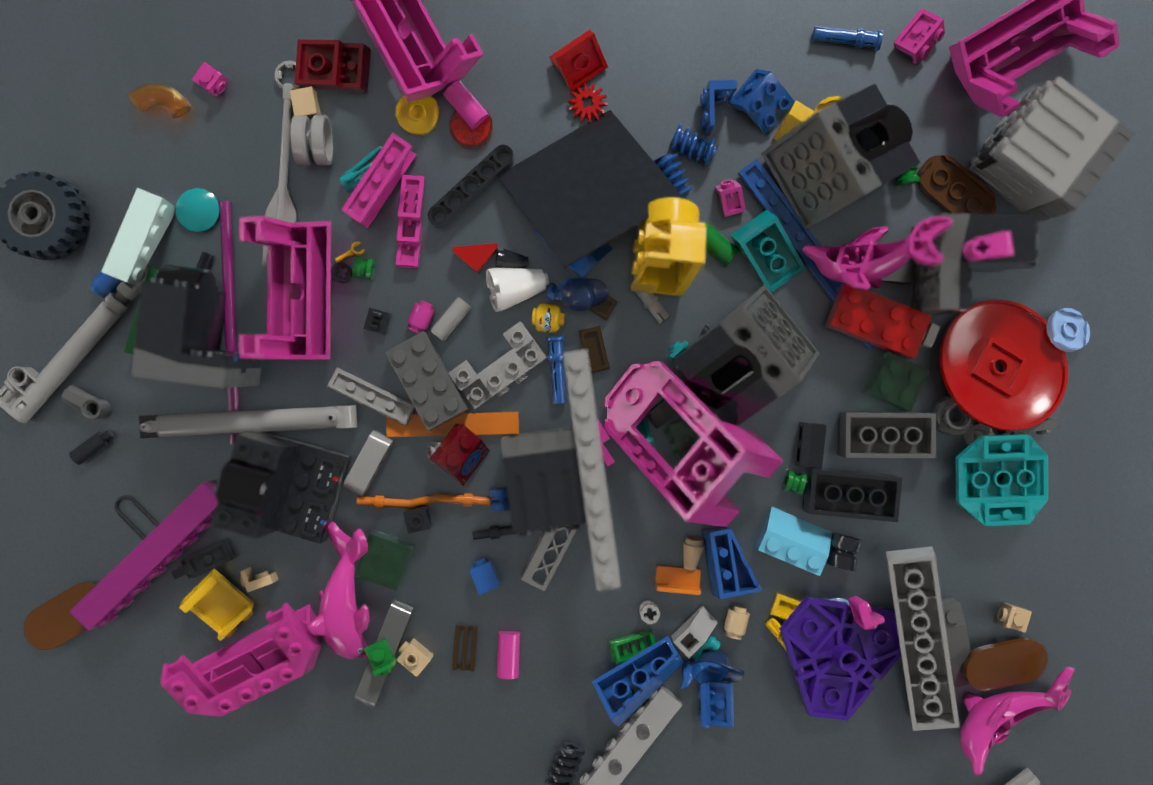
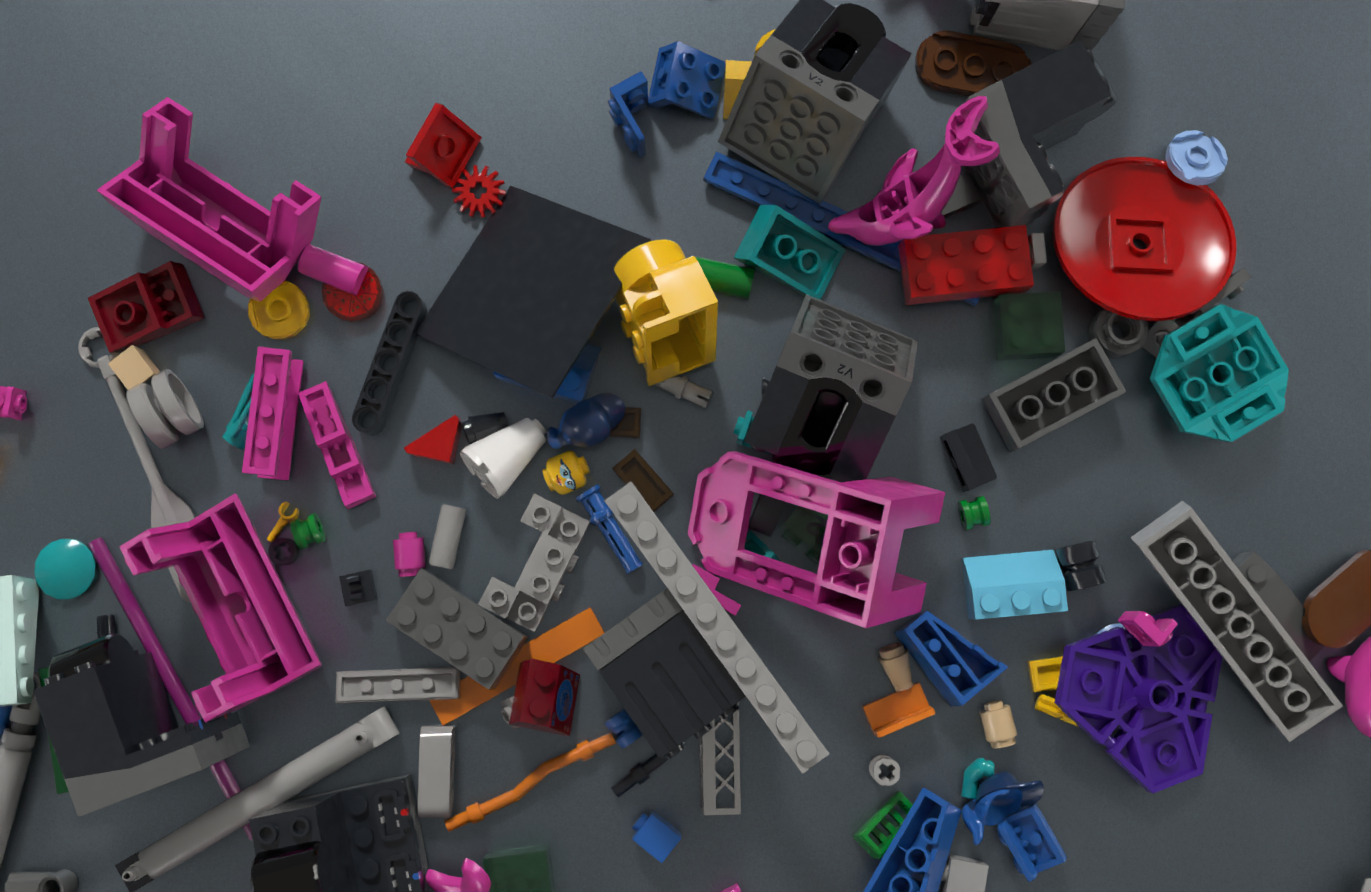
camera: 25 degrees left, 5 degrees down
(418, 519) = (535, 808): black brick -> none
(669, 168) = (618, 216): blue piece -> none
(693, 145) = (632, 175): blue piece -> none
(694, 632) = (953, 764): light grey slope -> none
(730, 197) = (710, 213): dark pink bracket -> none
(852, 494) = (1052, 490): black brick -> none
(908, 177) = (908, 79): green wheel -> none
(991, 247) = (1048, 103): dark pink piece -> none
(1014, 617) = (1330, 535): tan bracket -> none

